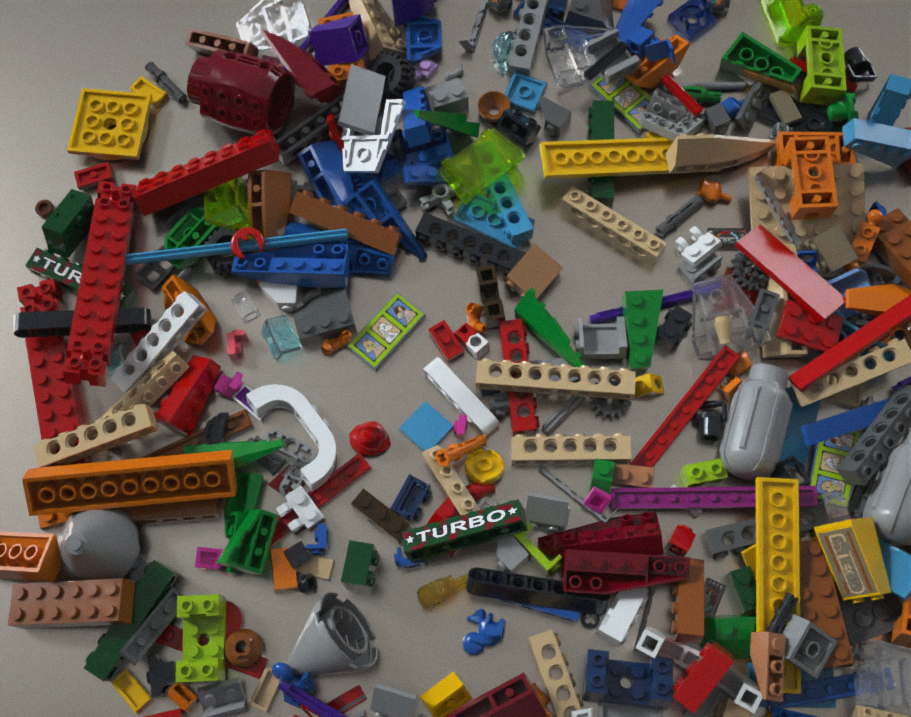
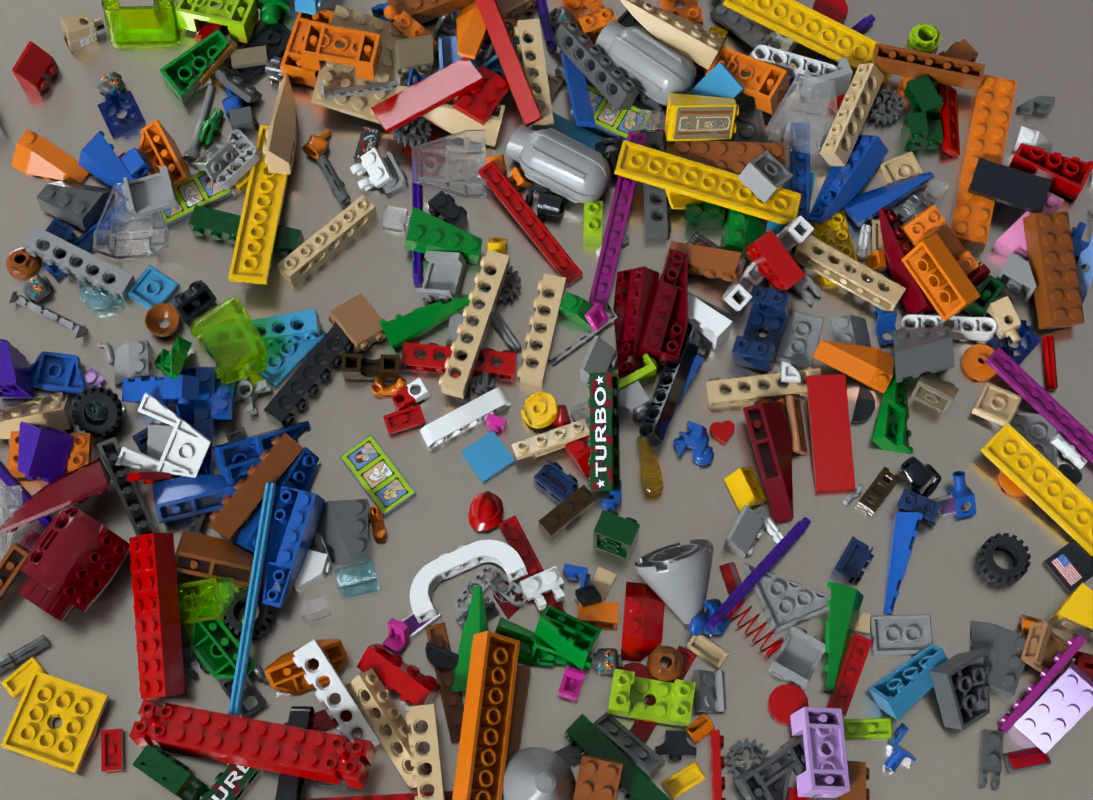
camera: 80 degrees left, 0 degrees up
(233, 343) = (355, 627): coral bracket -> none
(238, 588) = (607, 660): none -> dark grey head
(243, 234) = (243, 585): red head -> none
(280, 614) = (641, 622): none -> red wedge
(306, 583) = (616, 594): black bush -> none
(361, 100) = (124, 439): light grey tile -> none
(399, 141) = (189, 416): black tile -> none
(456, 451) = (523, 427): orange pin -> none
(505, 660) = (722, 431): none -> red tile
(553, 116) = (190, 267): dark grey slope -> none
(605, 60) = (154, 198): black axle -> none
(633, 475) = (580, 279): nougat plate -> none
(652, 278) = (395, 219): none -> clear brick
(659, 49) = (157, 148): blue bracket -> none
(680, 541) = (650, 255): red slope -> none
(681, 94) = (208, 142): red axle -> none
(723, 328) = (464, 167): tan cone -> none
(762, 313) = (460, 130): dark grey hinge -> none
(768, 659) = (773, 205): nougat slope -> none
(782, 613) = (735, 186): black pin -> none

